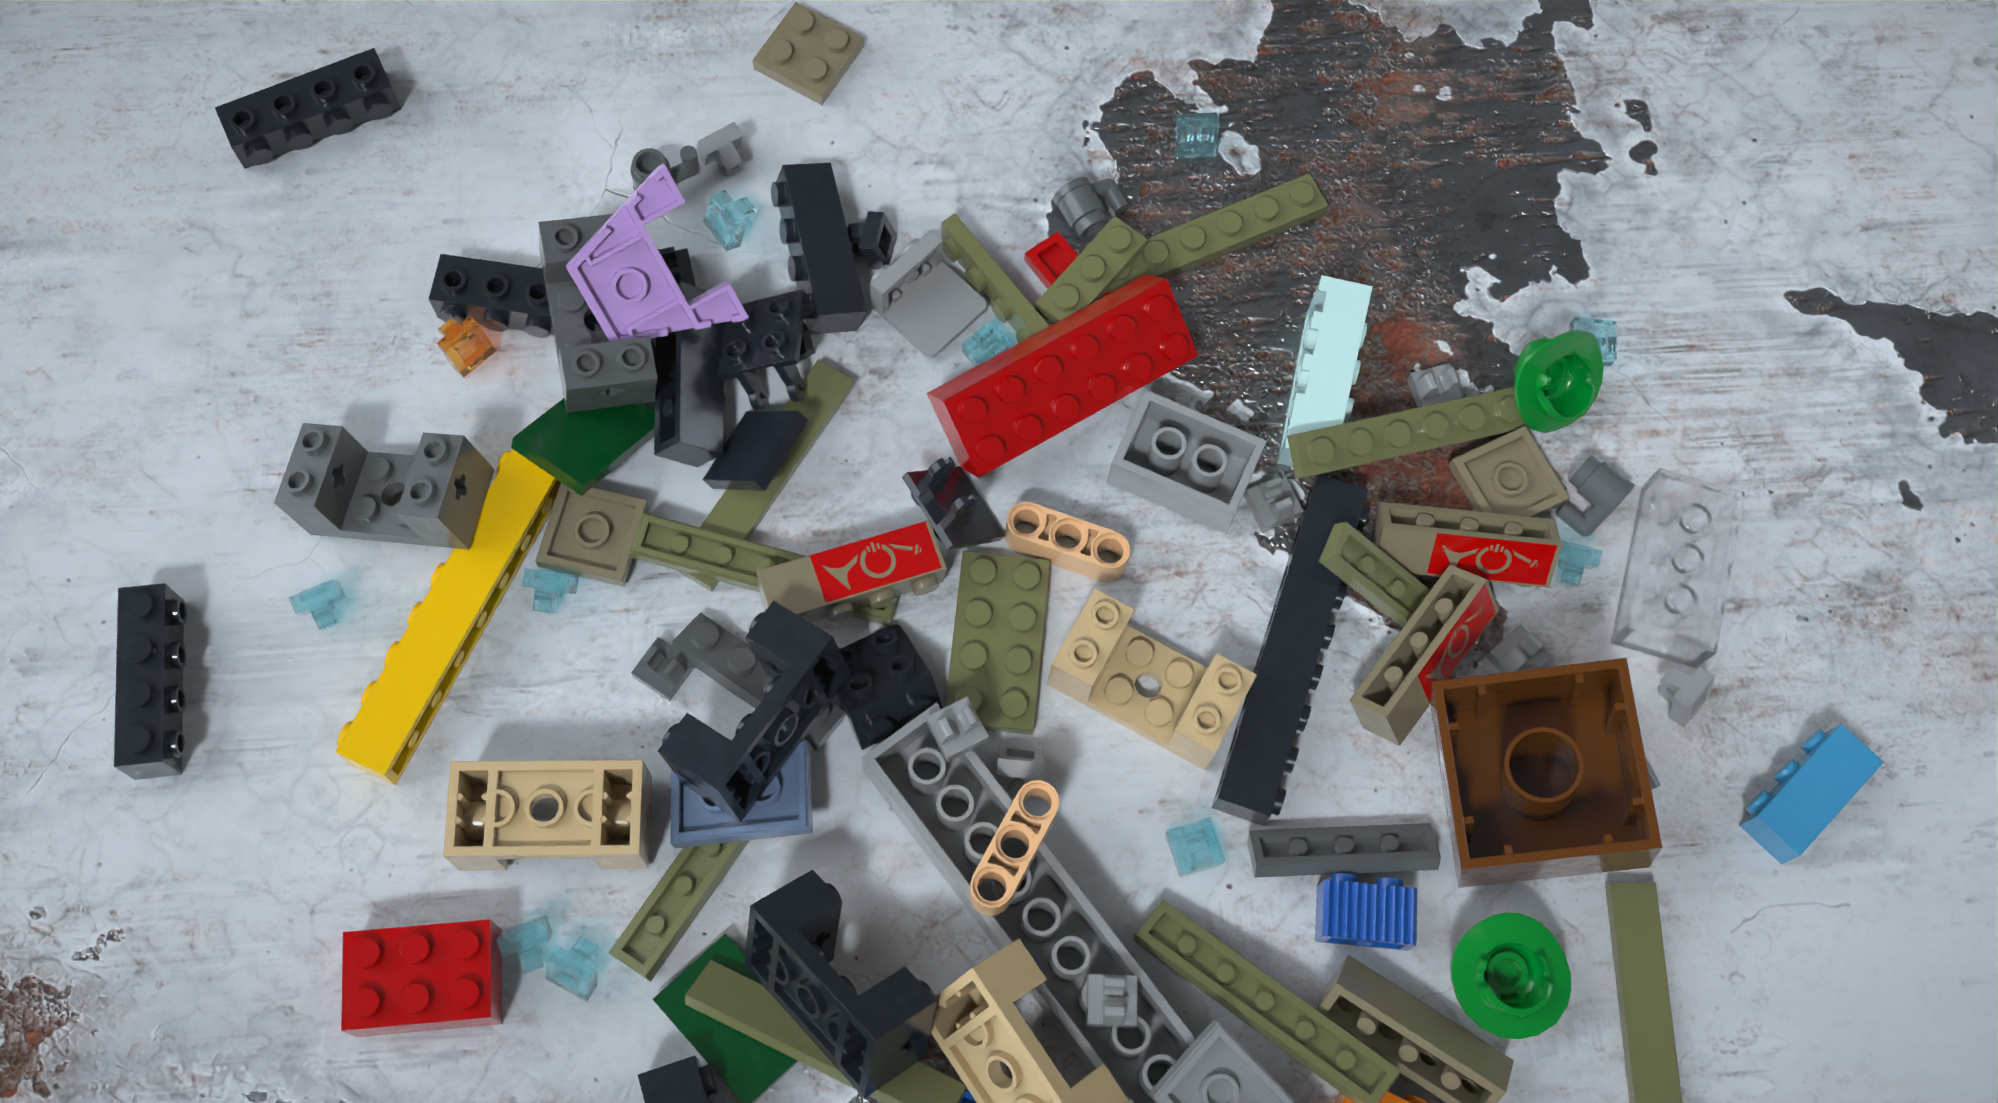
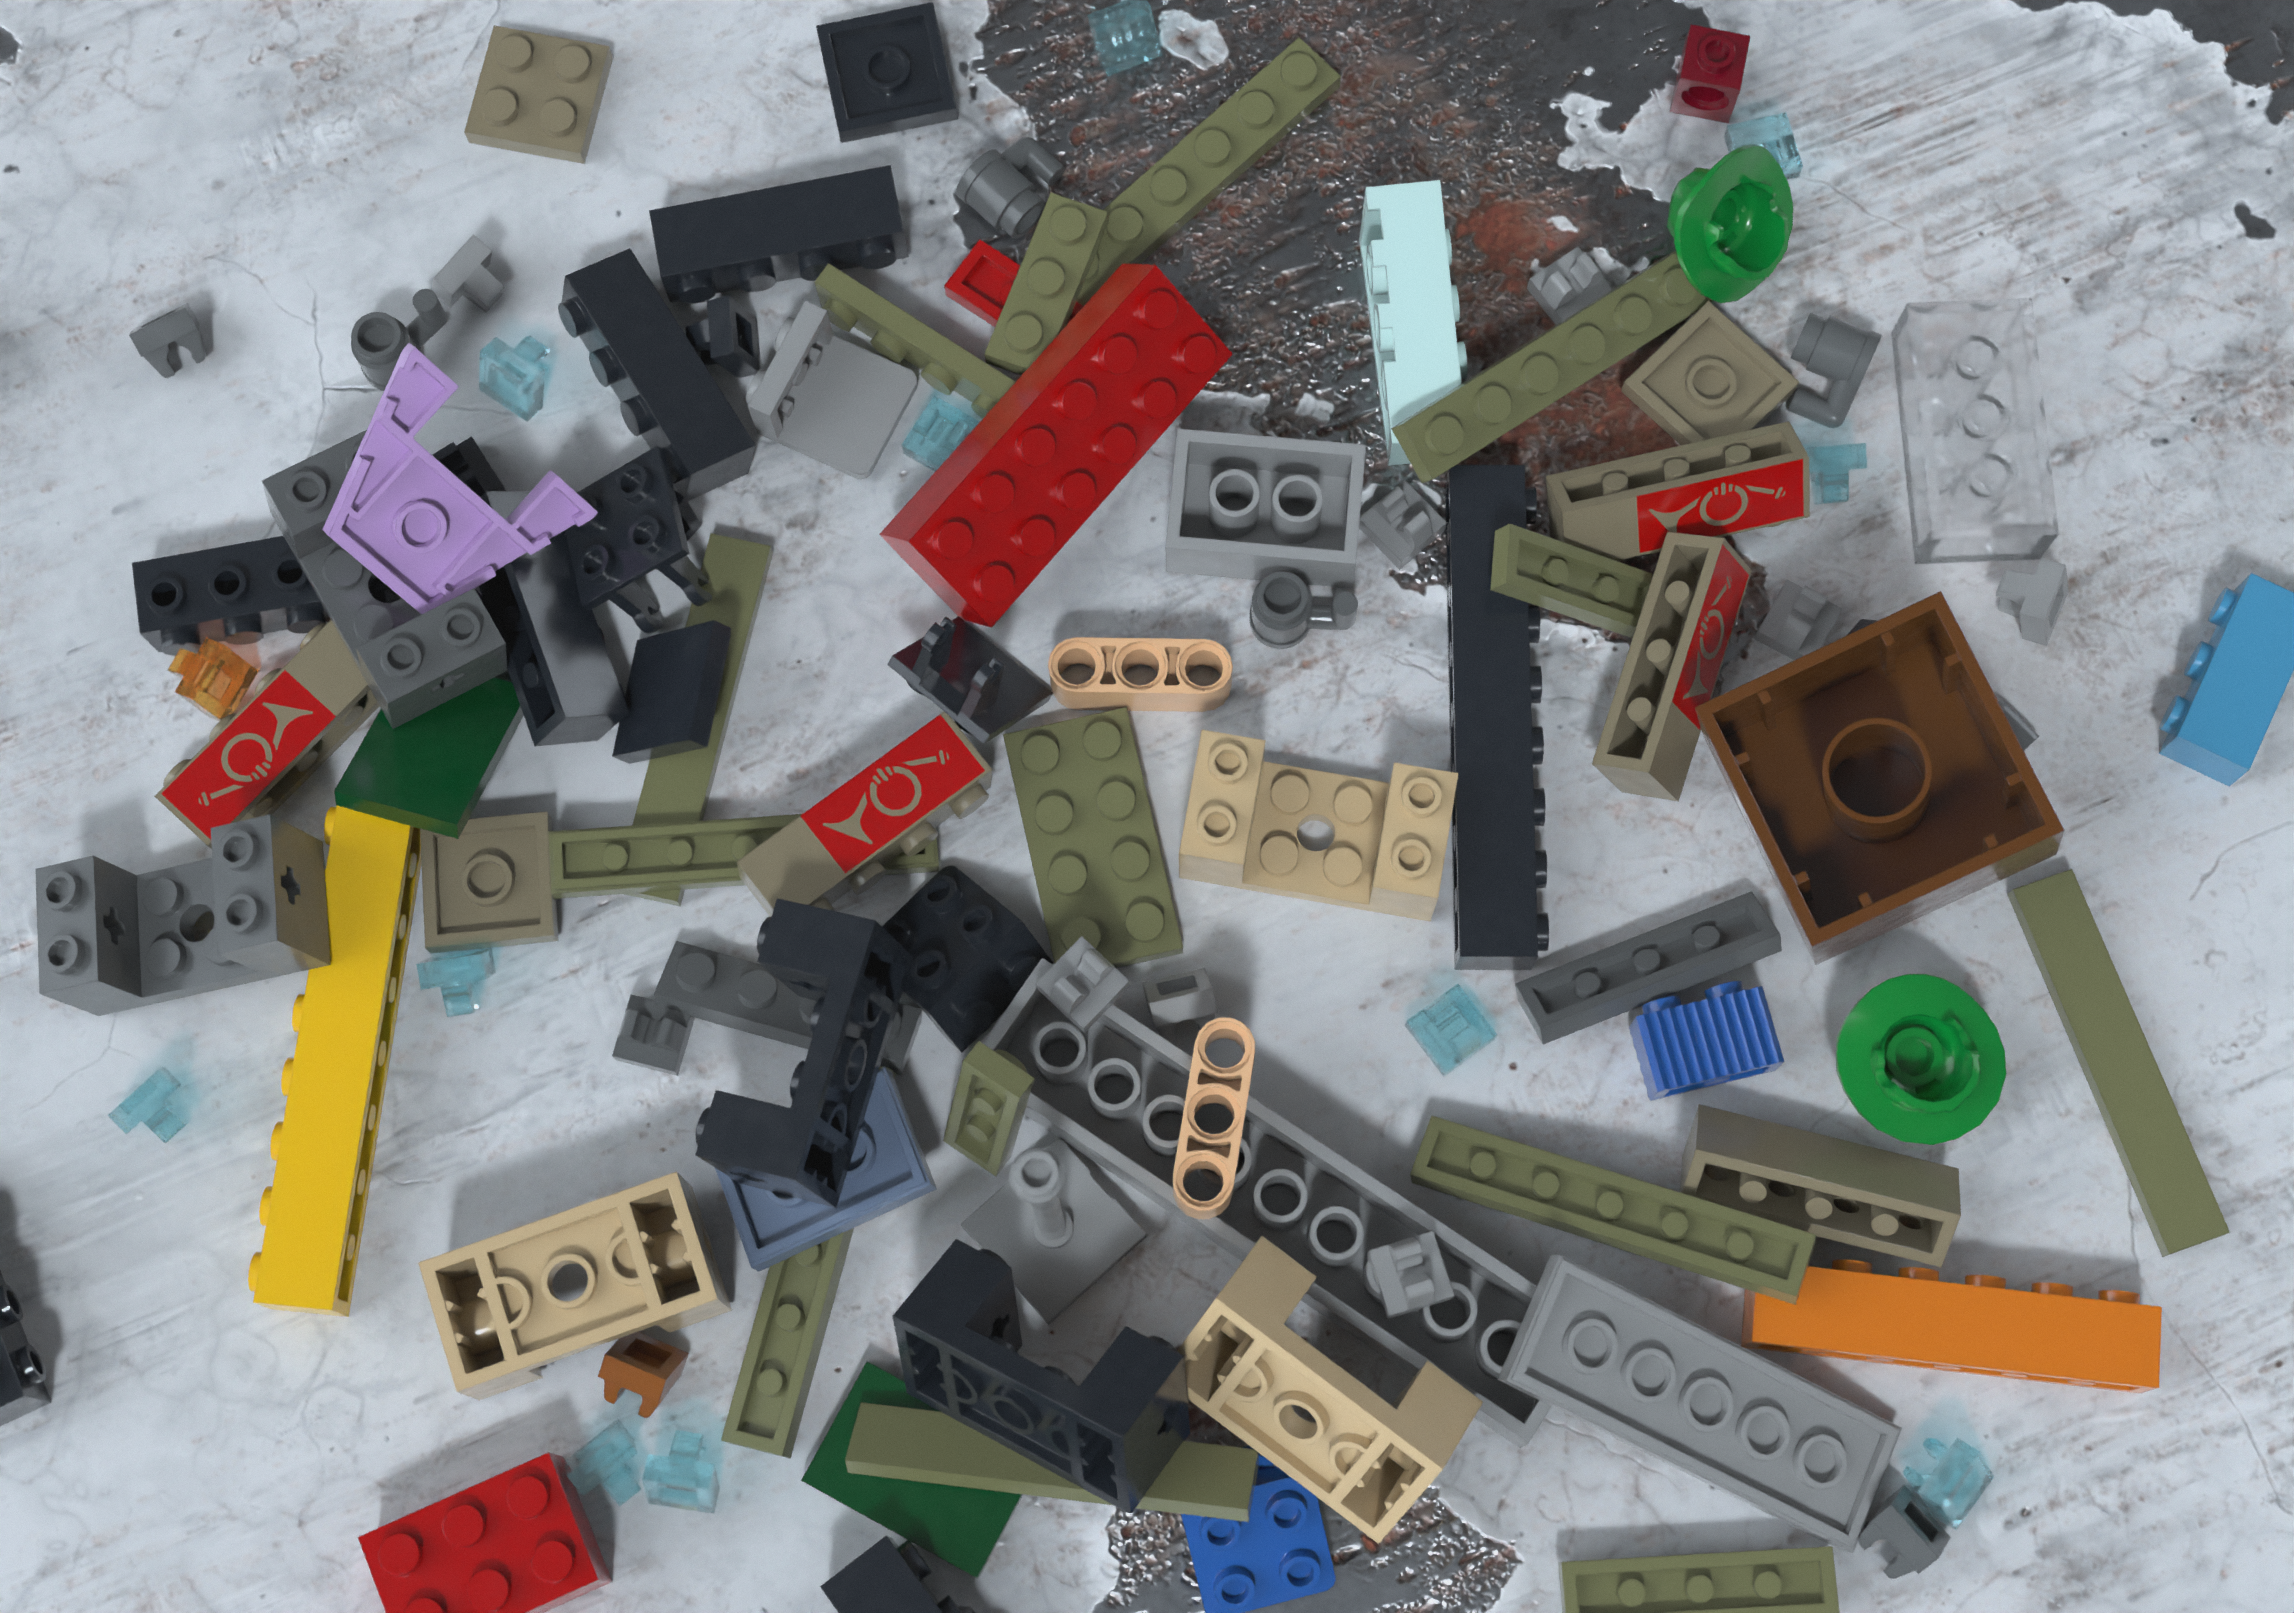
camera: 10 degrees left, 5 degrees up
(490, 395) = (274, 740): none -> brick
(509, 122) = (154, 338): none -> dark grey tile
(574, 885) = (642, 1367): none -> dark orange tile
(865, 789) = (988, 1107): none -> olive plate
(881, 884) = (1053, 1228): none -> light grey tile
(929, 185) = (778, 234): none -> black brick
(1035, 110) = (887, 72): none -> black plate
(1176, 535) = (1285, 612): none -> dark grey piece
(1573, 281) = (1710, 73): none -> dark red brick

